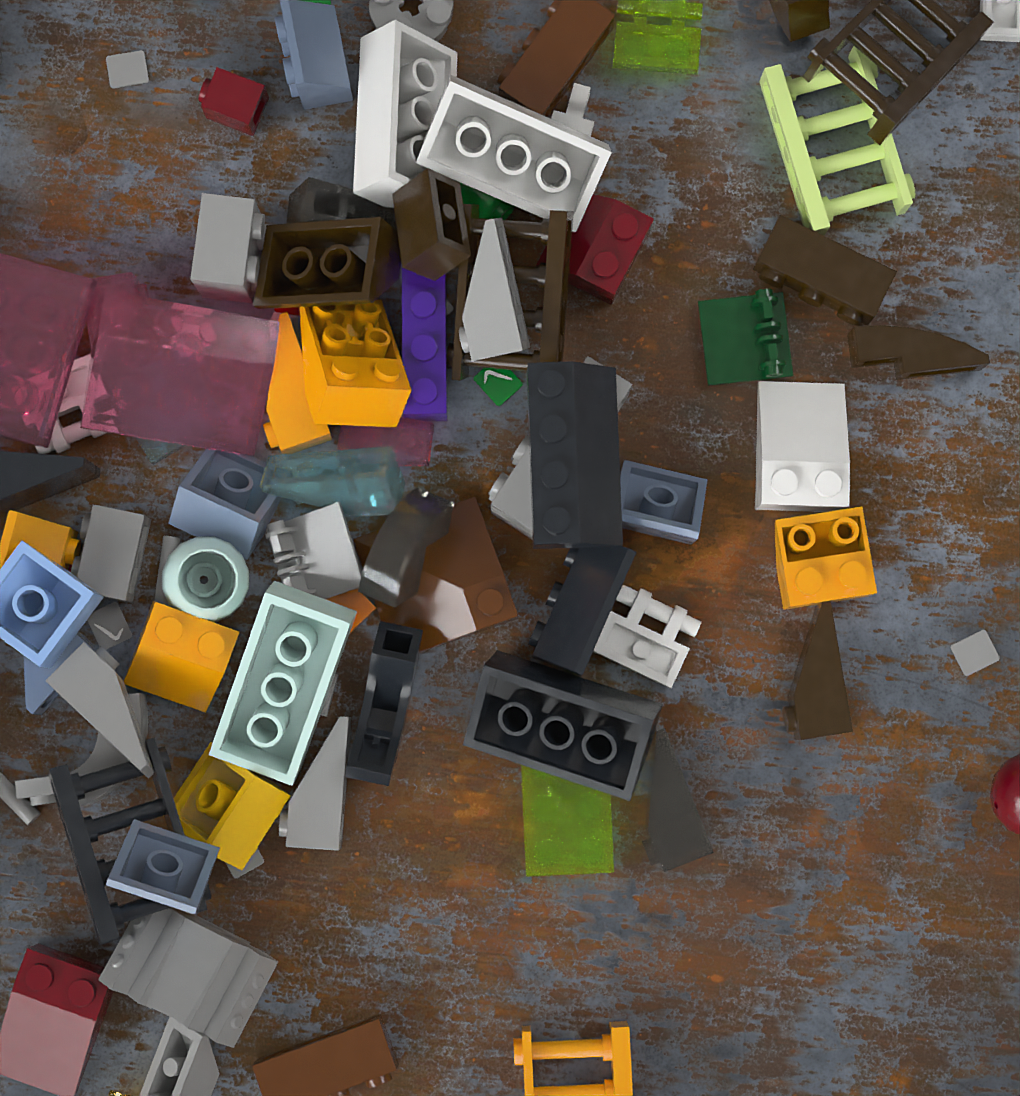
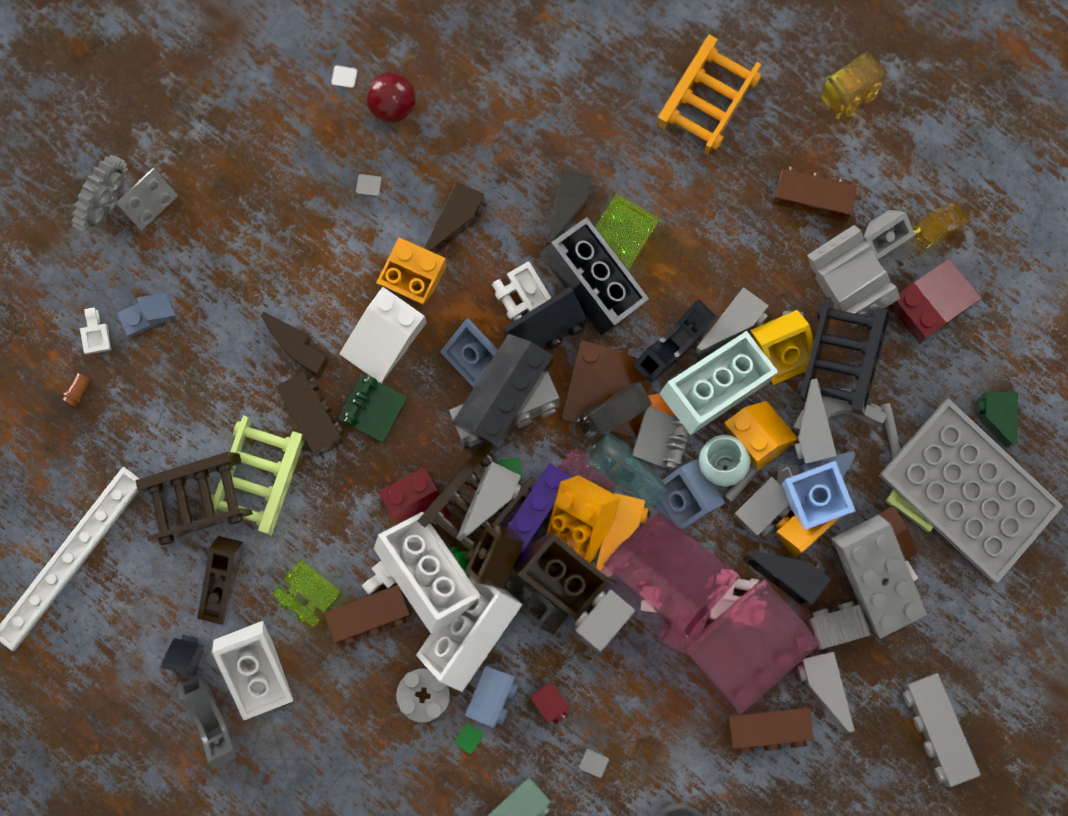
camera: 140 degrees left, 5 degrees down
(163, 867) = (835, 325): sand blue slope -> none

